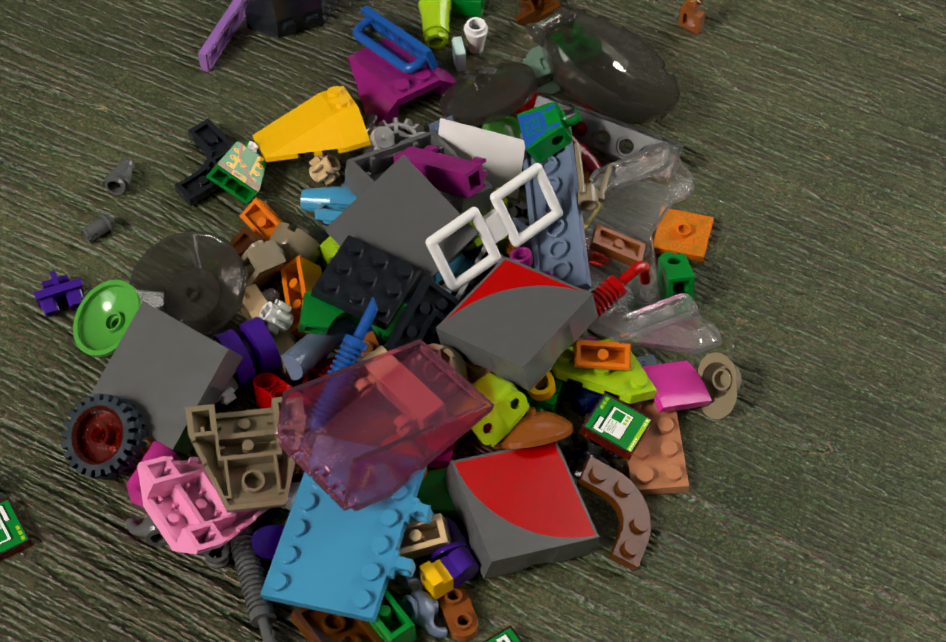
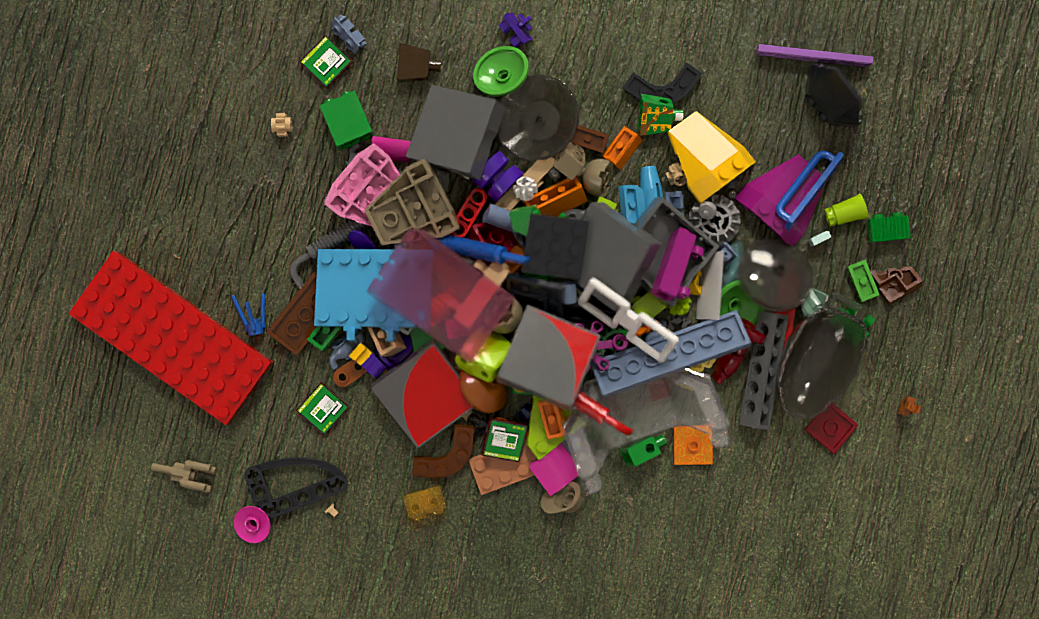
camera: 70 degrees right, 35 degrees up
(44, 419) = (415, 64): none -> dark brown torso
(57, 608) = (281, 124): none -> tan gear
(89, 520) = (346, 120): none -> green brick
(99, 227) = (583, 32): dark grey pin -> none
(119, 178) = (632, 29): dark grey cone -> none
(123, 437) = (405, 107): wheel -> none
(475, 33) = (844, 246): white cone -> none
(515, 26) = (862, 280): none -> bright green plate
(547, 129) = (731, 332): green torso -> none
(588, 194) = (680, 376): dark tan plant -> none
(616, 245) = (657, 404): dark orange plate -> none
(681, 558) = (425, 502): none -> clear yellow brick
(701, 96) = (831, 428): none -> dark red tile

